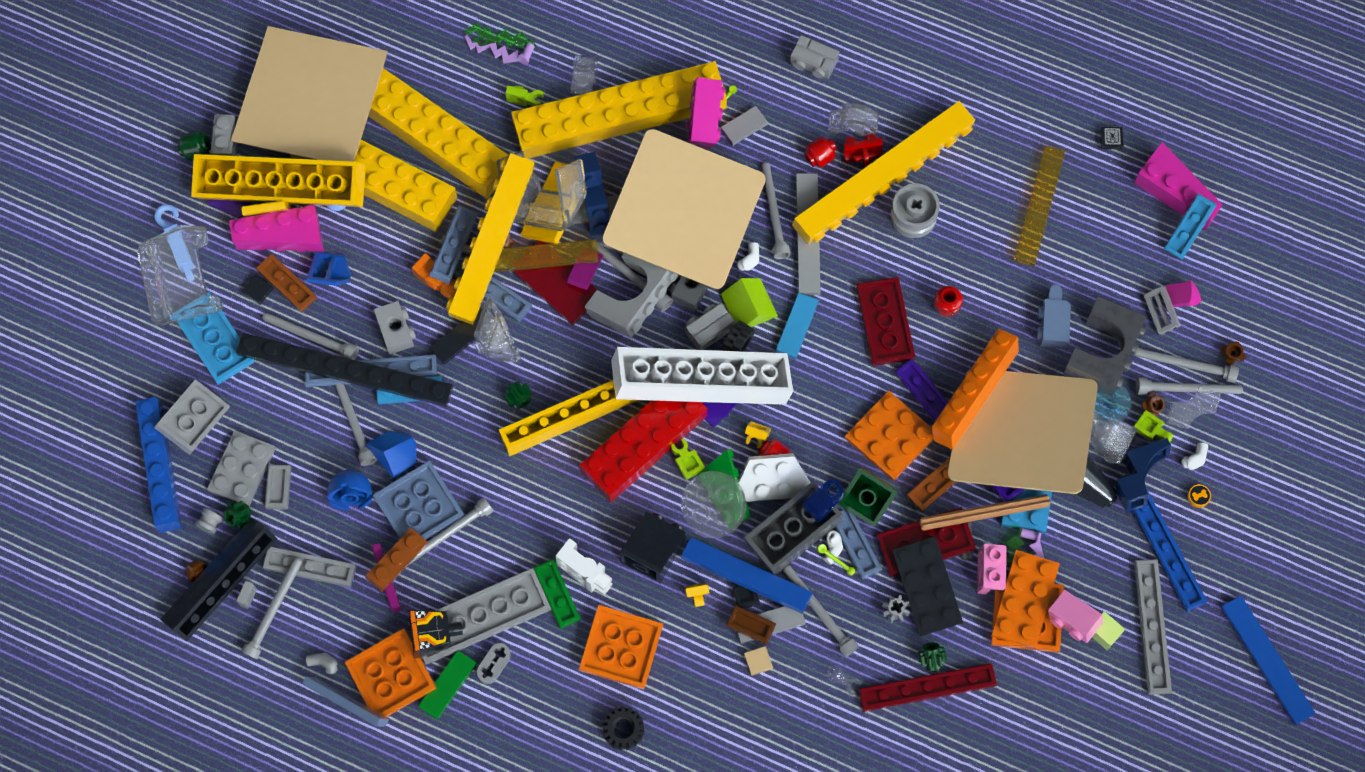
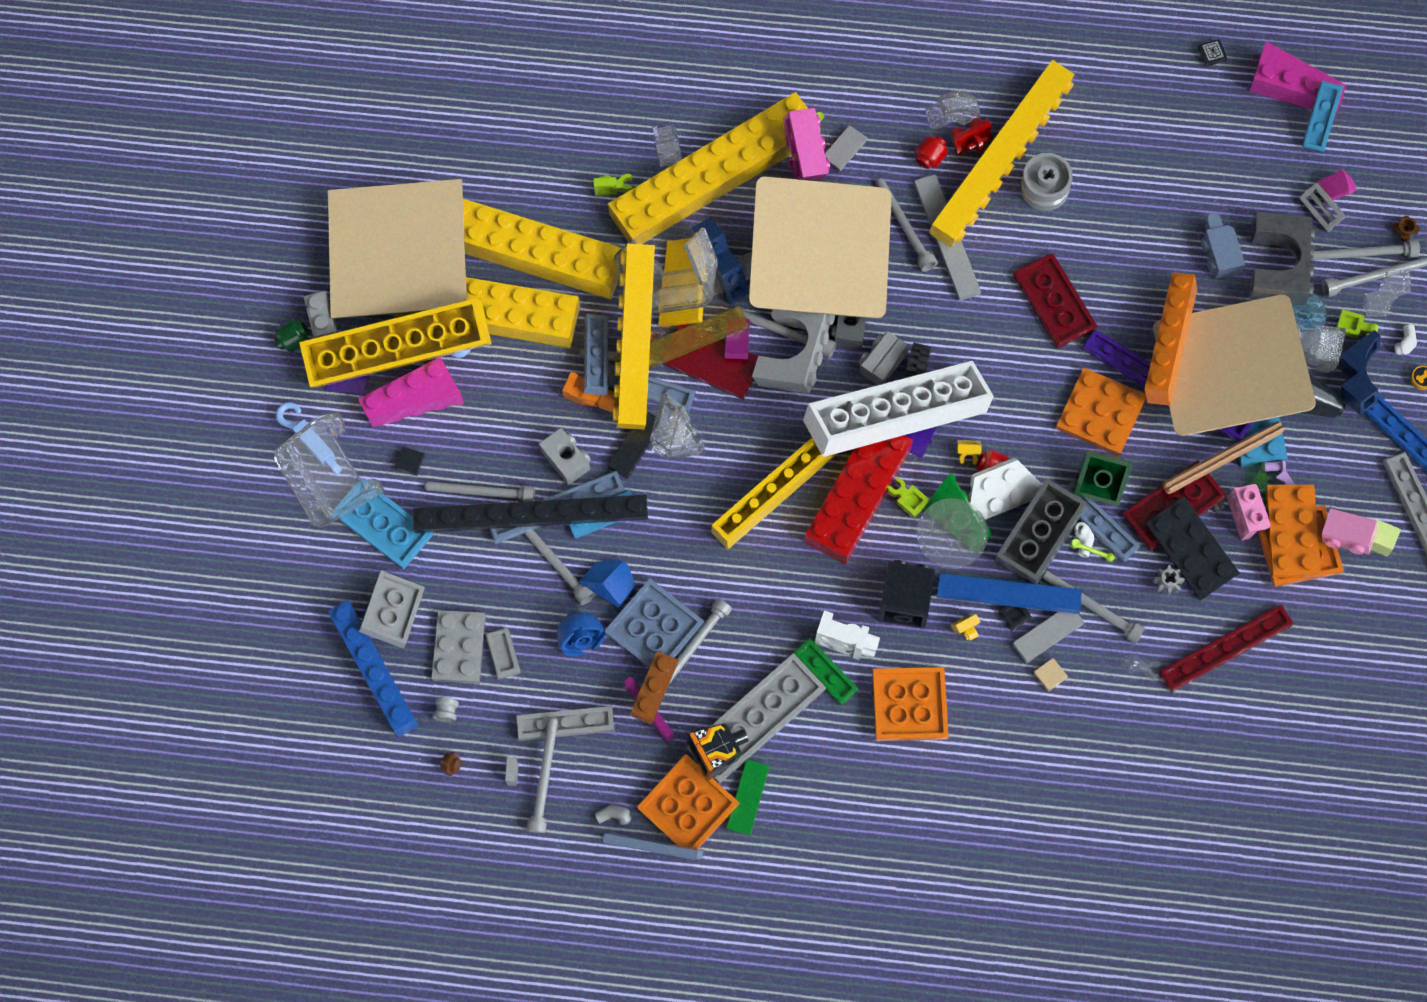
camera: 15 degrees left, 0 degrees up
(219, 579) = (478, 764): black brick -> none
(237, 514) = (472, 693): dark green gear -> none
(258, 209) = (391, 375): yellow tile -> none
(286, 283) = (437, 445): dark orange plate -> none
(329, 269) = (476, 418): blue slope -> none
(493, 40) = (559, 139): piece -> none
(497, 666) = (781, 760): light grey beam -> none
(518, 395) = (716, 485): dark green gear -> none
(623, 742) = (948, 771): black tyre -> none
(749, 302) = (913, 322): lime slope -> none
(750, 625) = (1031, 641): reddish brown tile -> none
(751, 259) = (900, 278): white arm -> none
(797, 325) = (969, 330): dark azure tile -> none
(814, 57) = (891, 60): light grey brick -> none
(822, 502) = (1064, 496): clear blue piece -> none
(931, 488) = (1161, 448): dark orange plate -> none
(932, 656) = (1221, 615): dark green gear -> none
(948, 301) = (1111, 261): red head -> none
(1039, 206) = (1165, 141): clear yellow tile -> none
(1158, 401) = (1348, 301): reddish brown plate -> none

